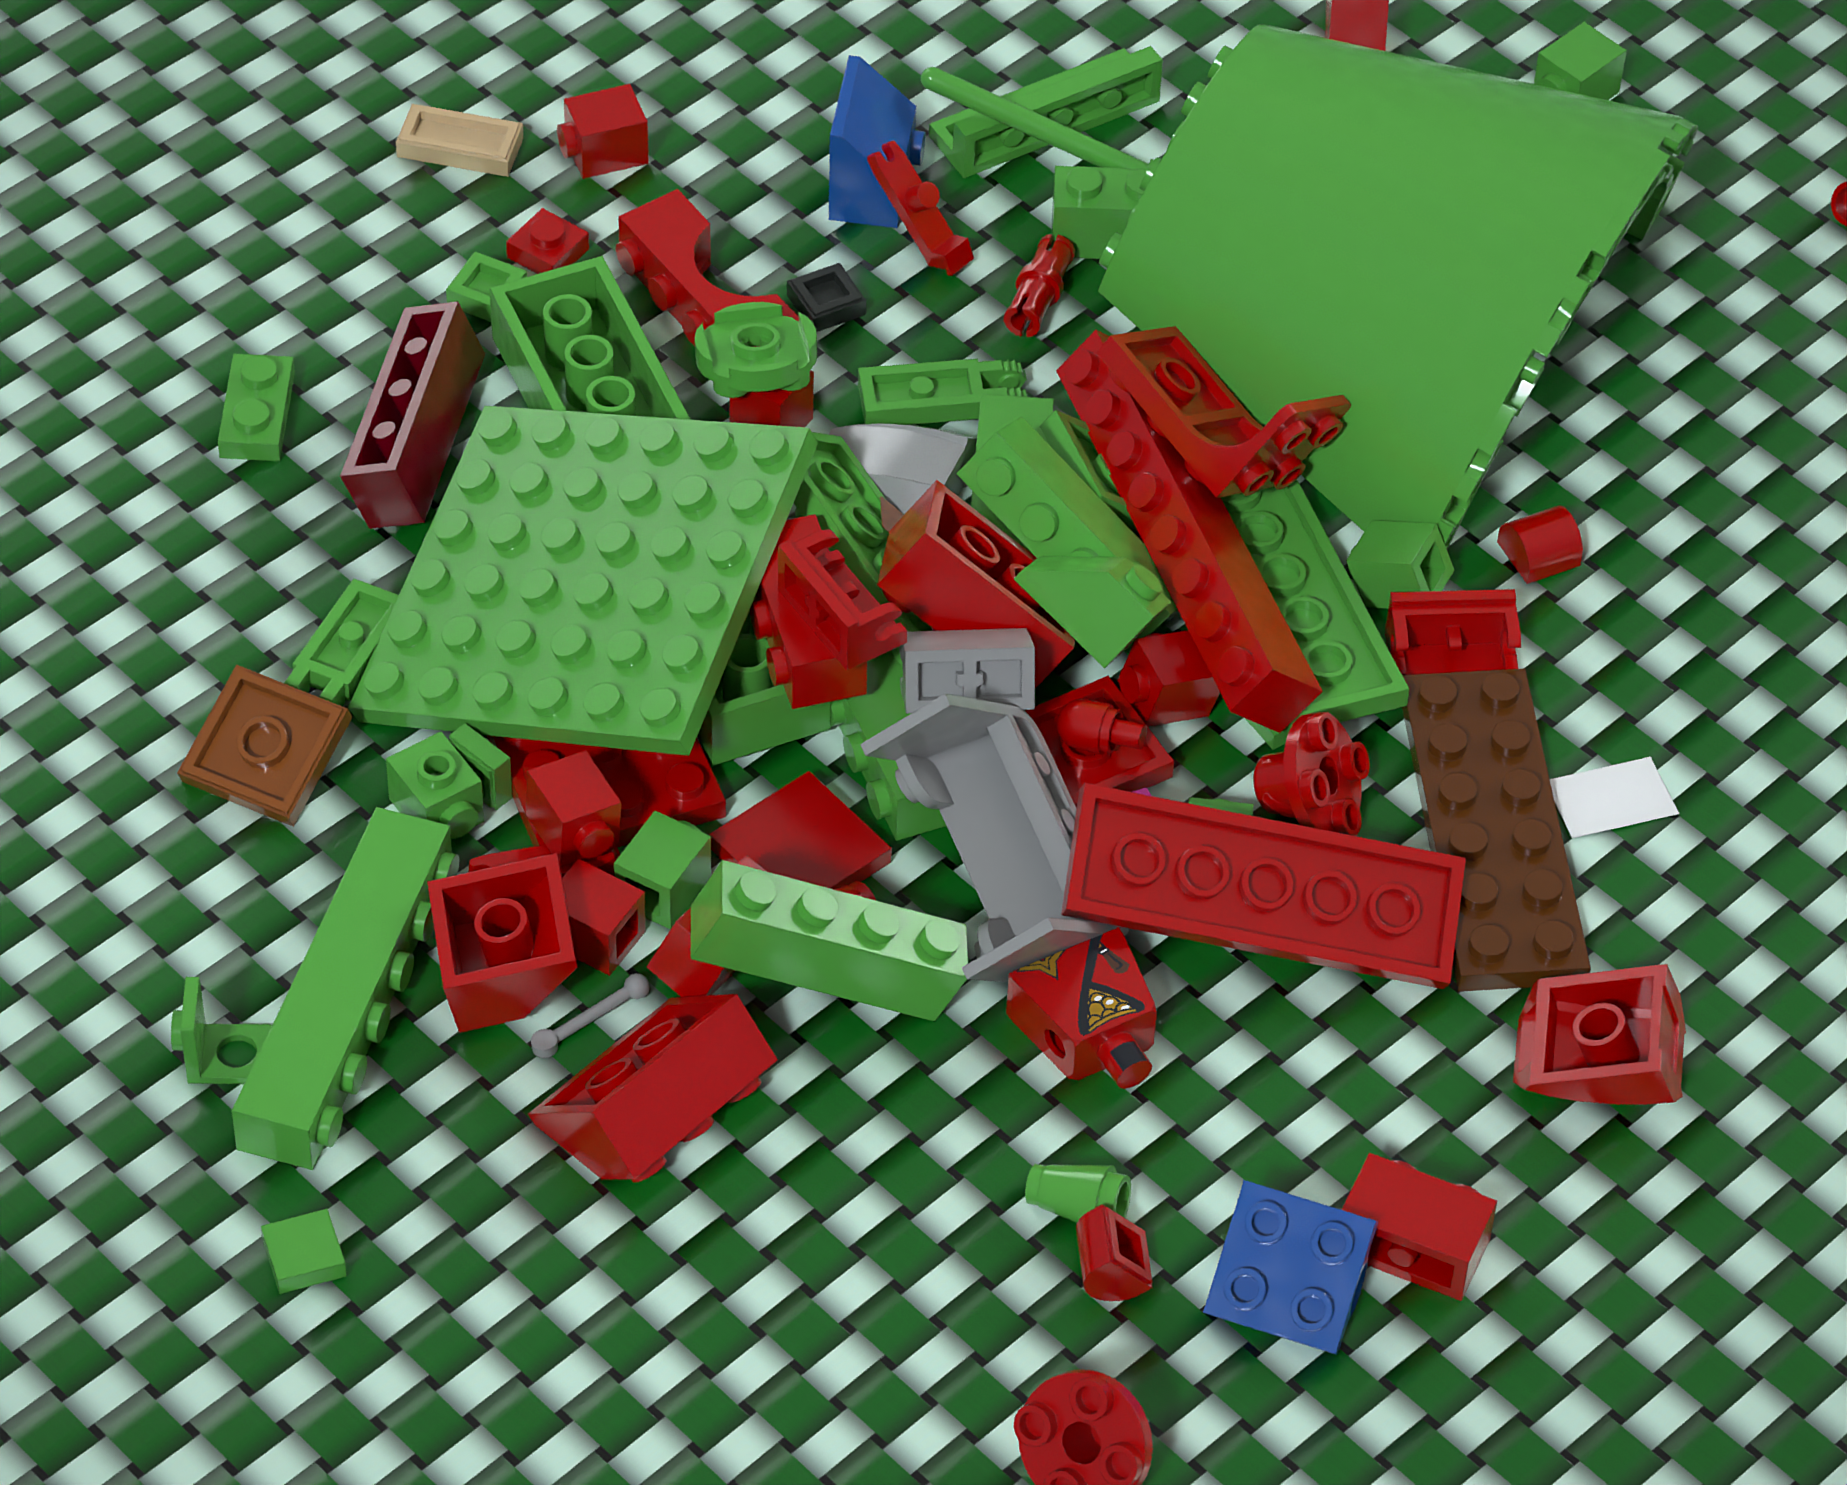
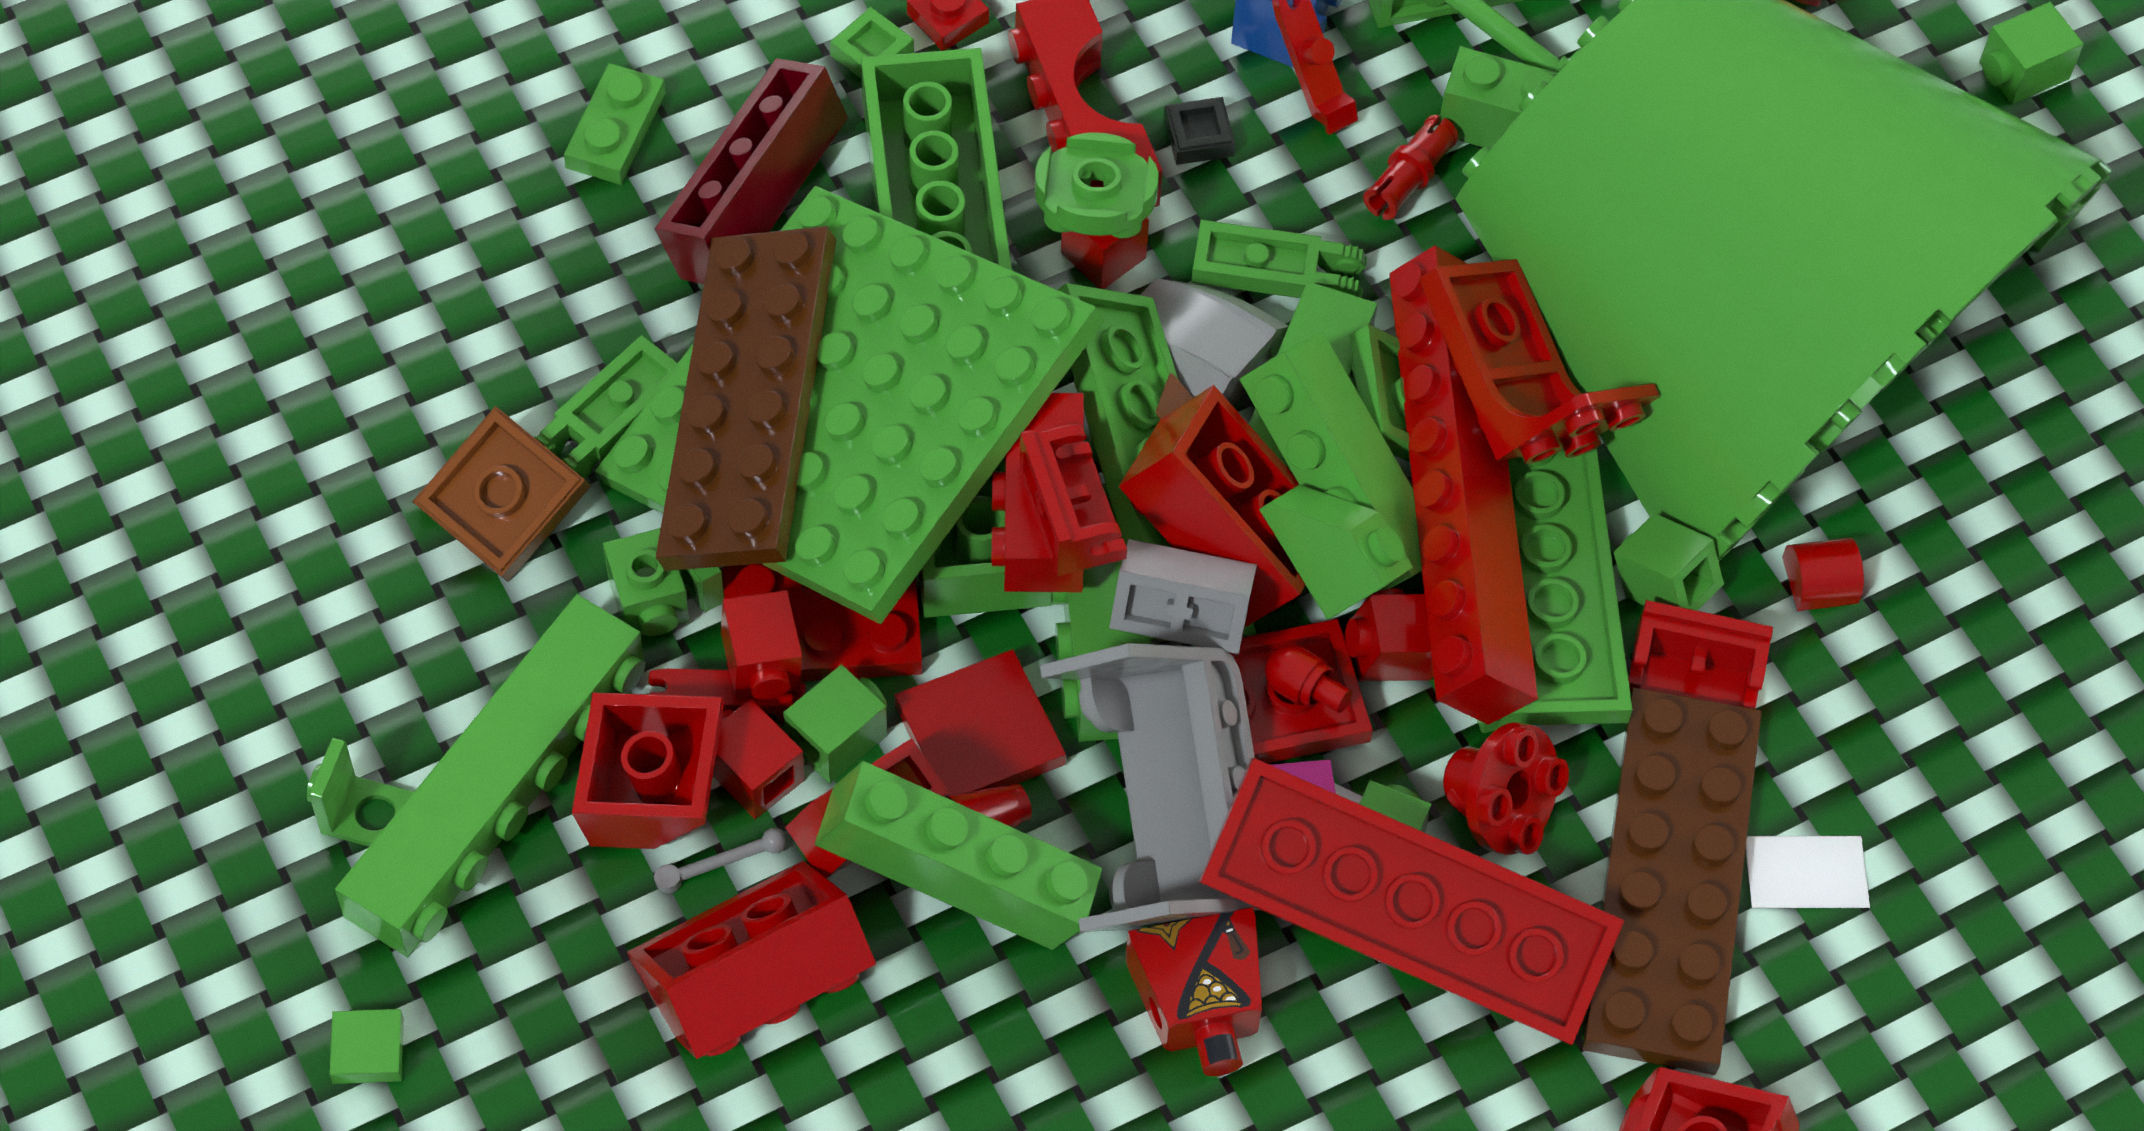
camera: 15 degrees right, 10 degrees up
(488, 597) = (747, 400): none -> reddish brown plate

